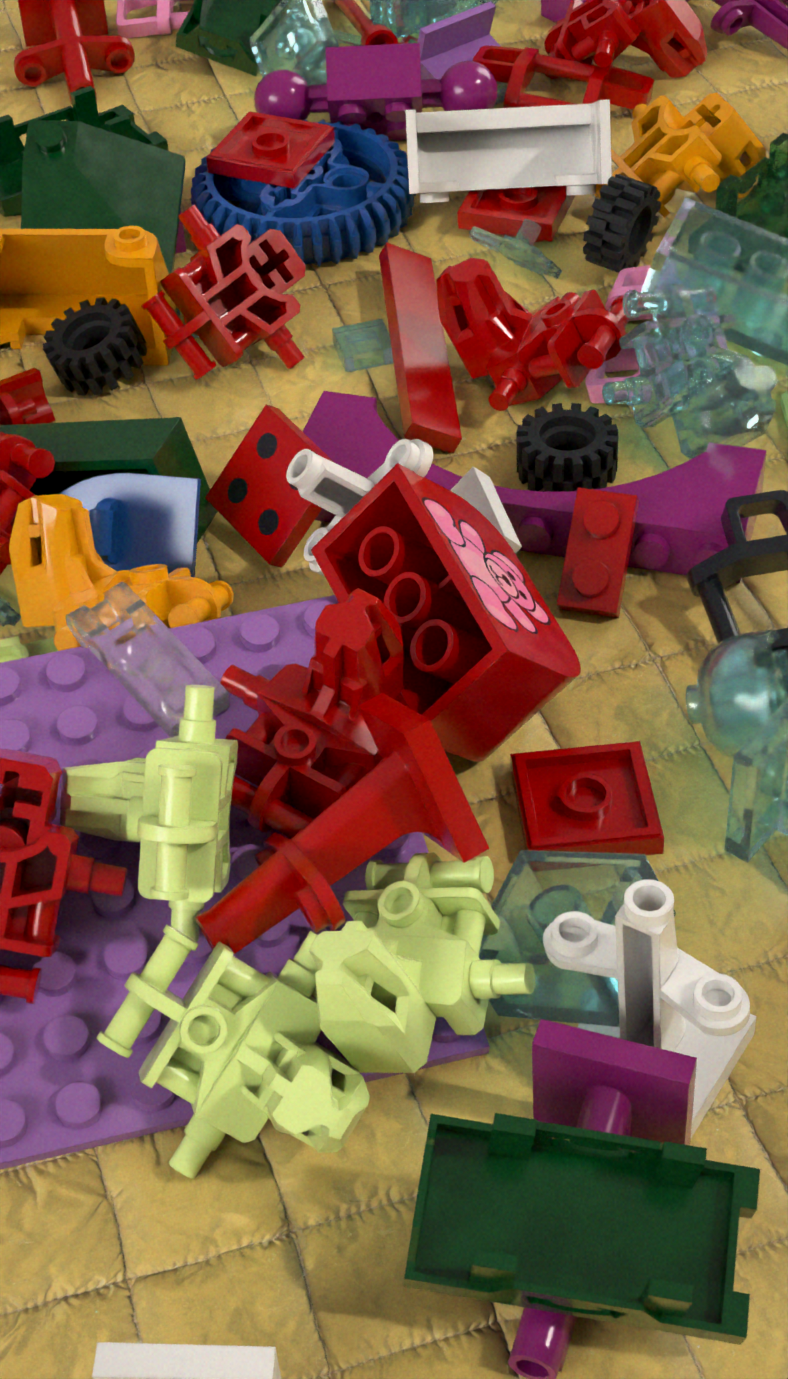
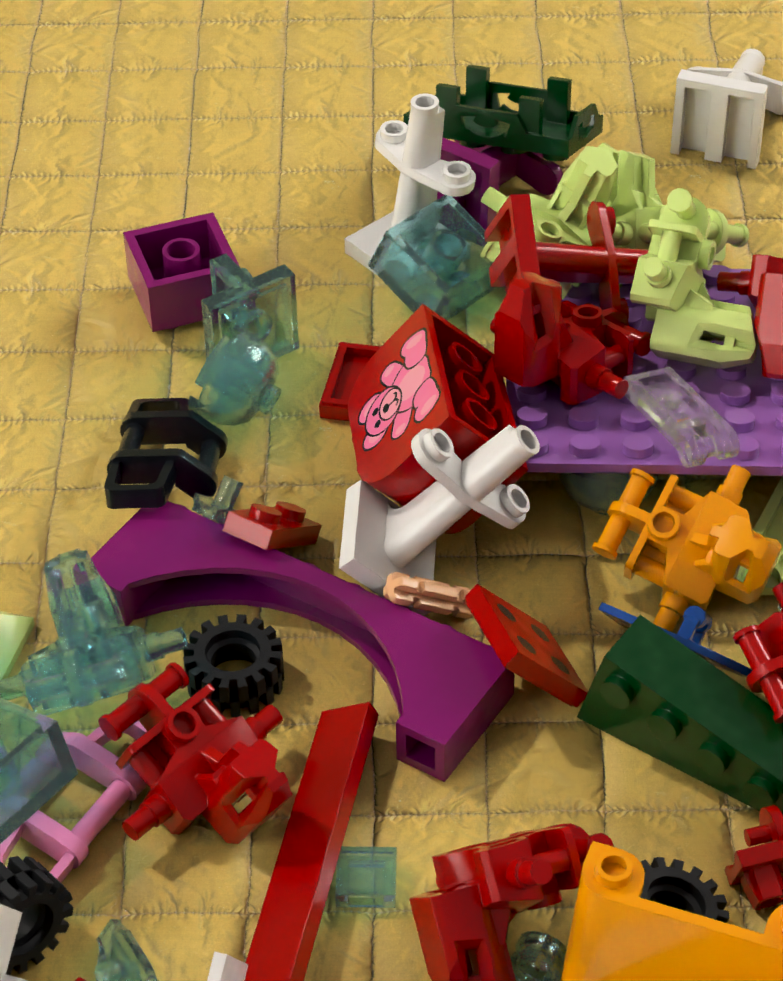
camera: 165 degrees left, 0 degrees up
(662, 539) = (222, 503): none -> clear light blue piece

